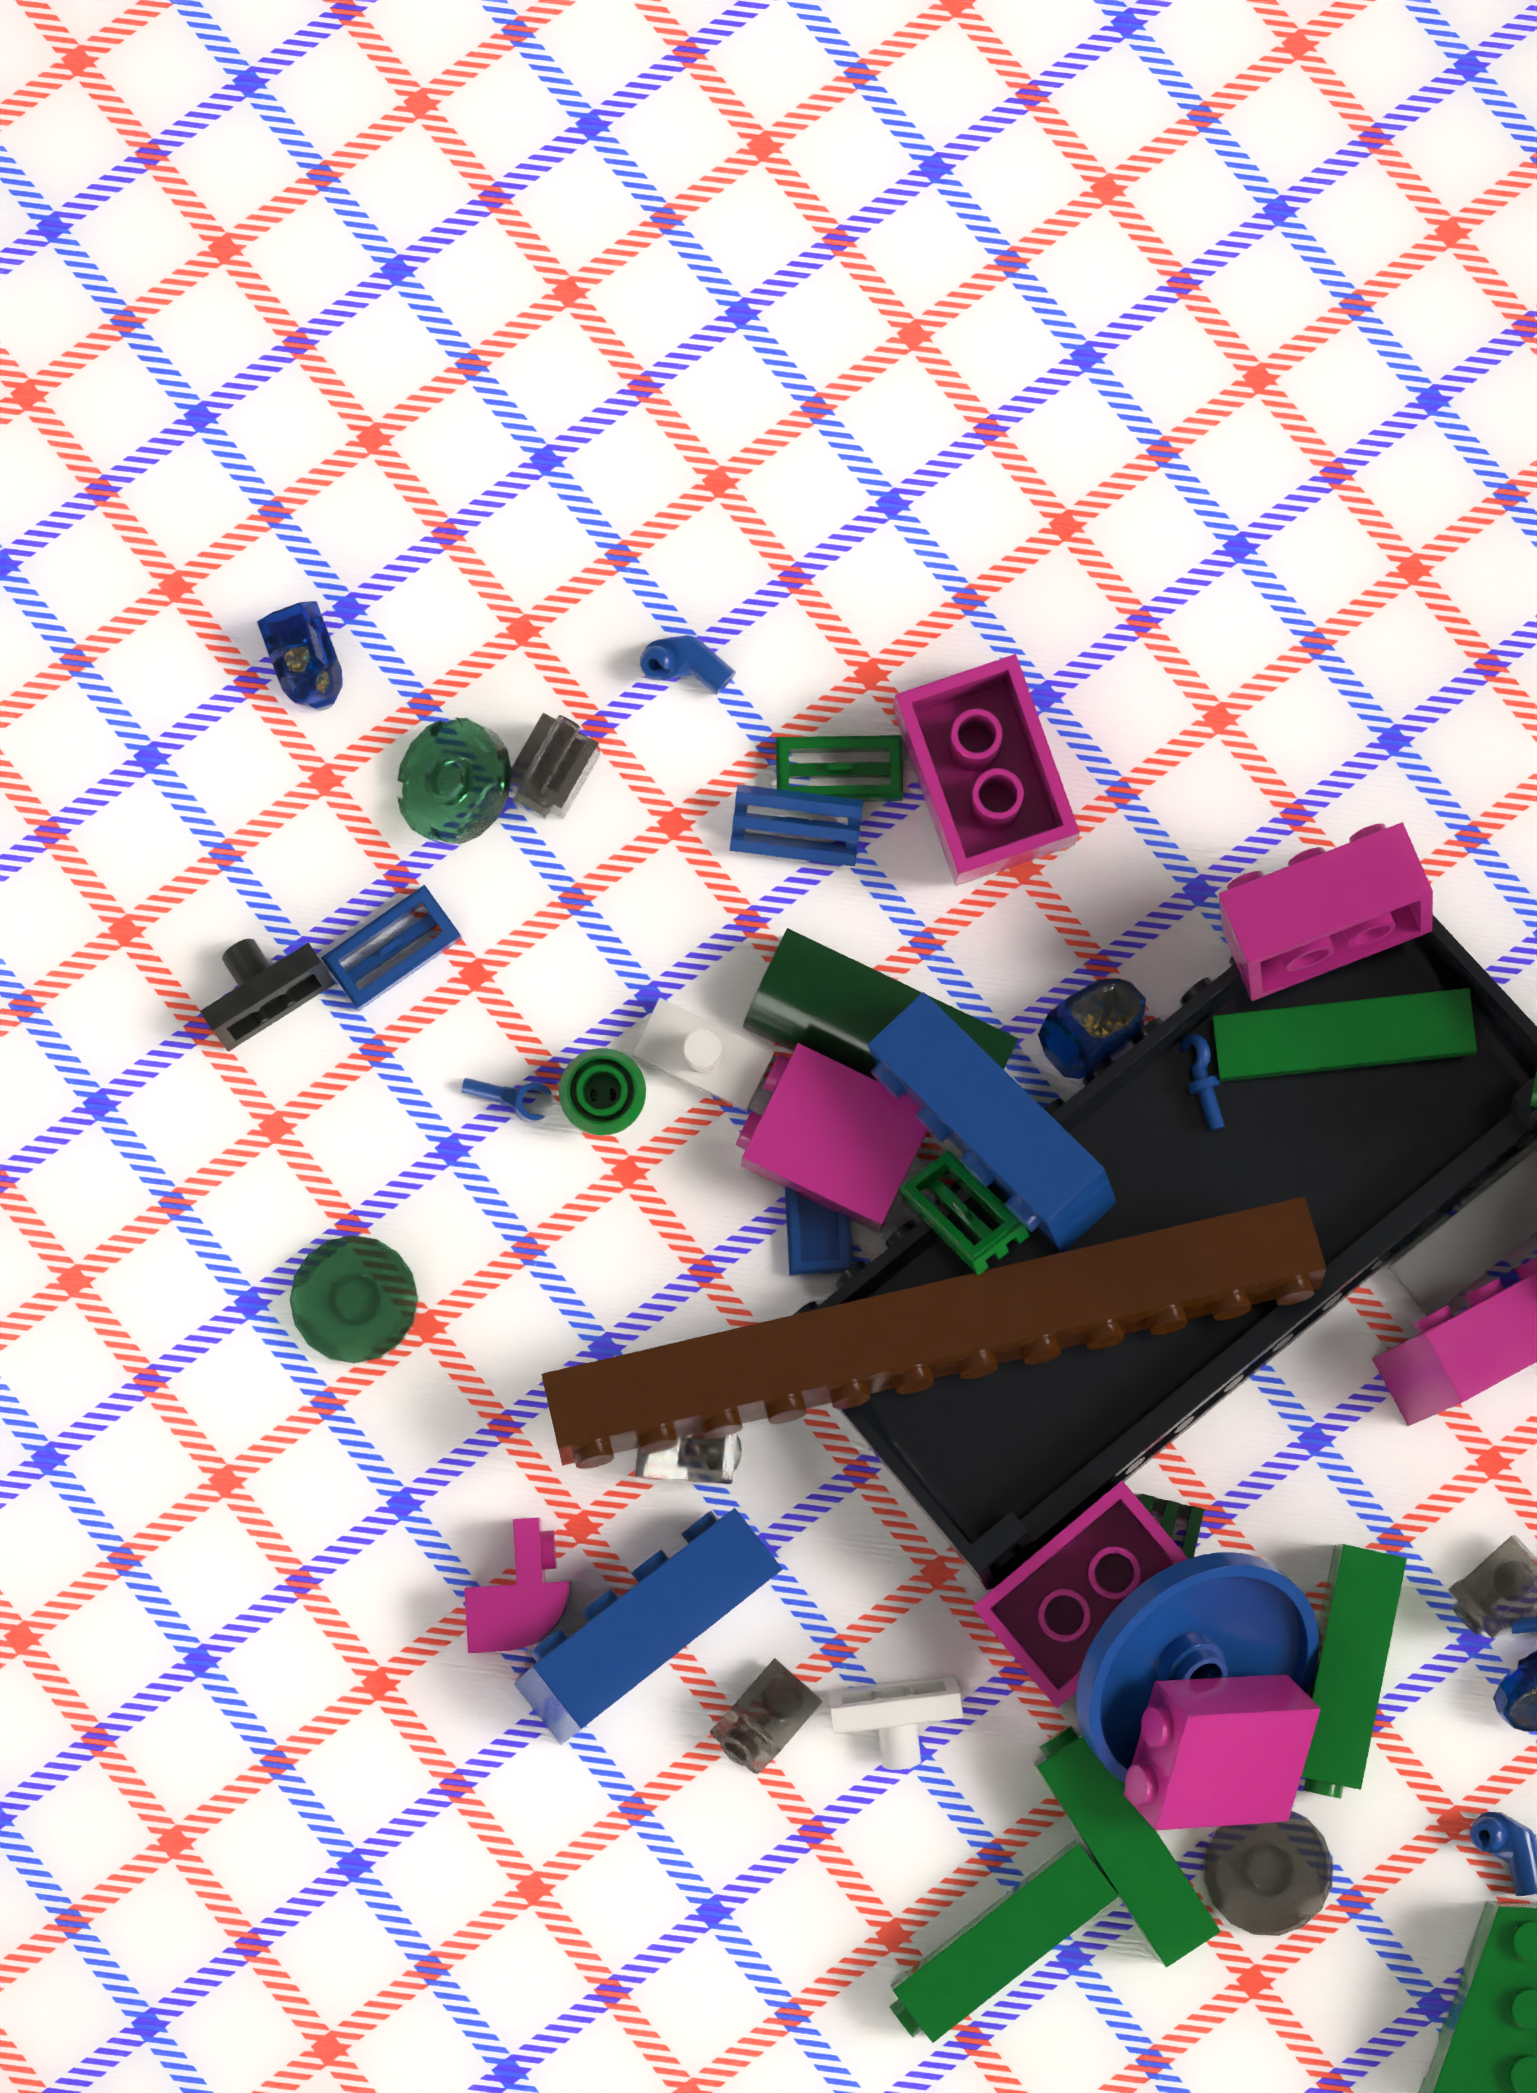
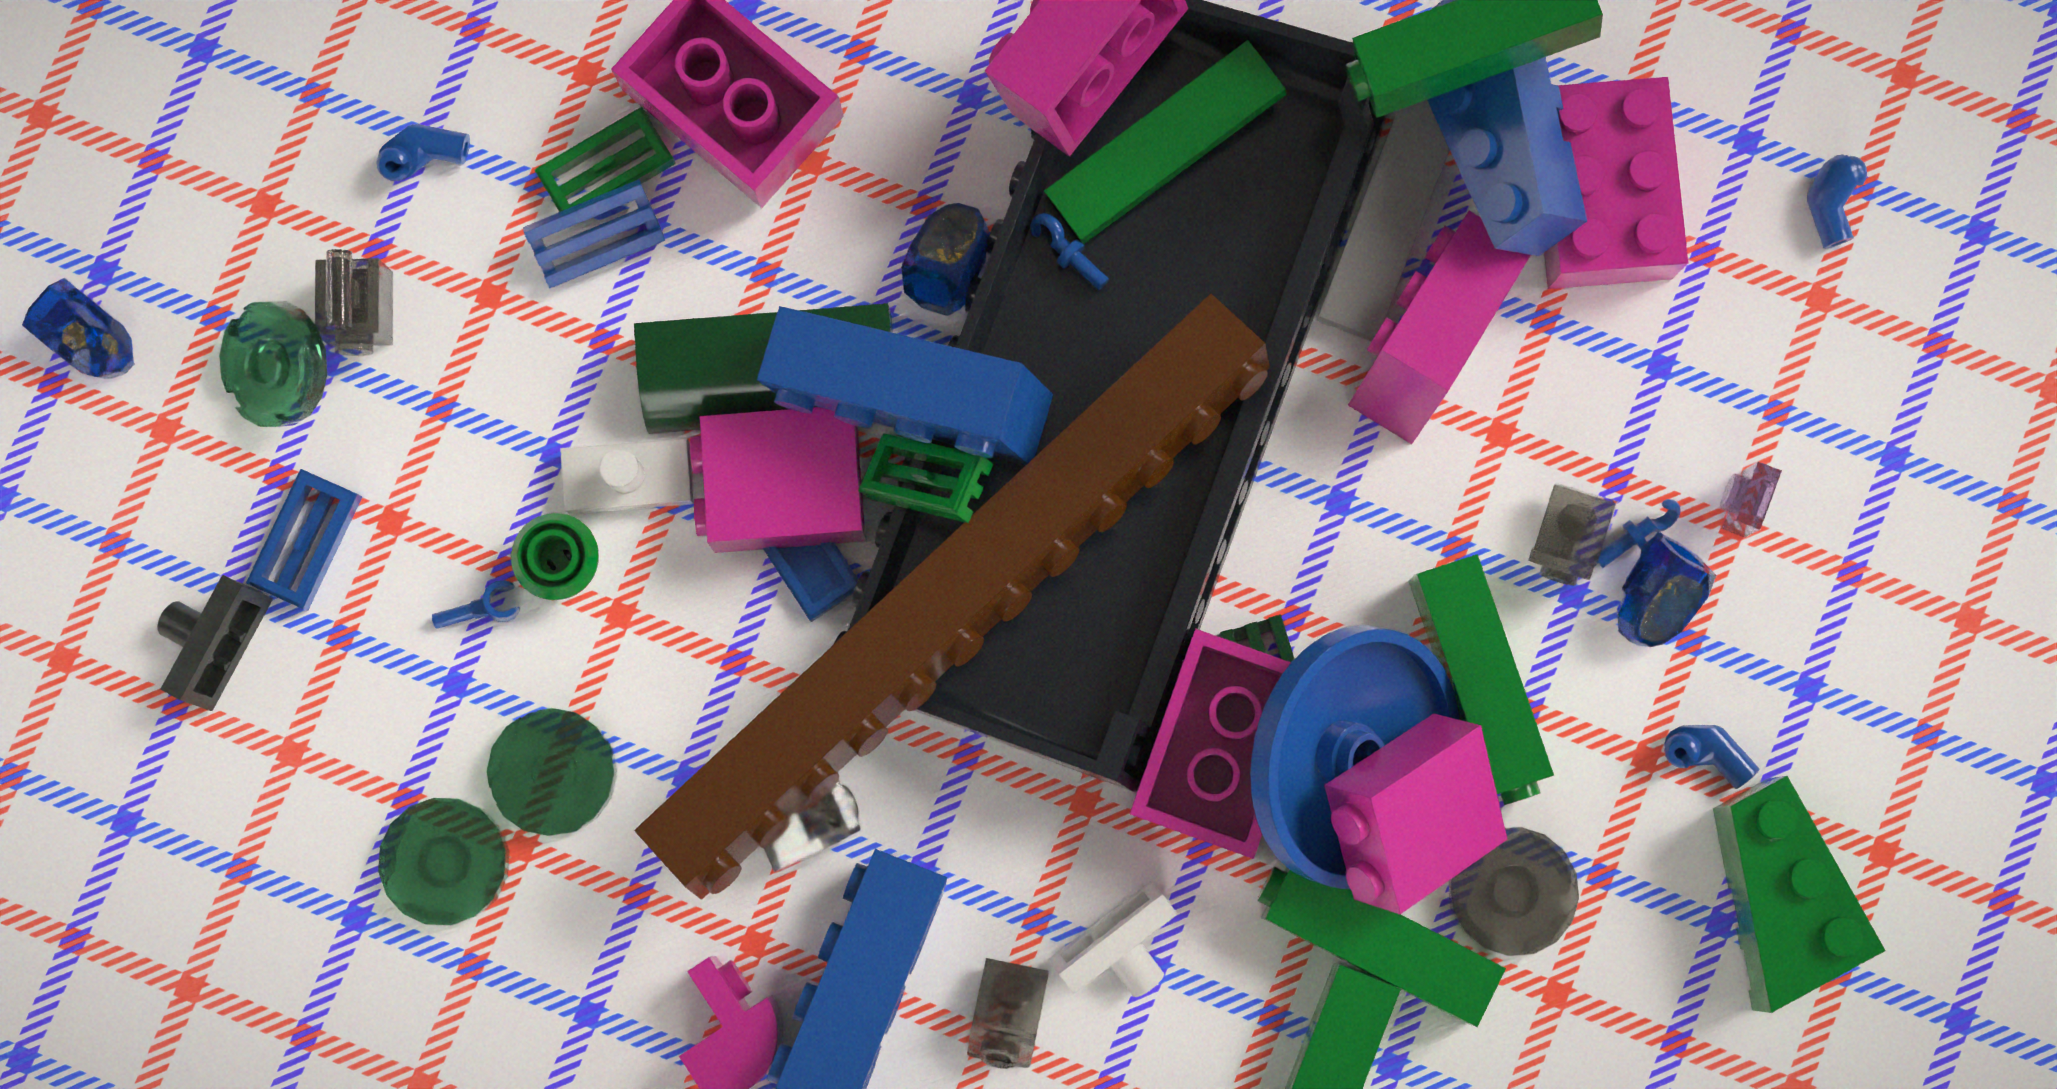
camera: 25 degrees left, 0 degrees up
(491, 1276) = (552, 772): none -> clear green tile

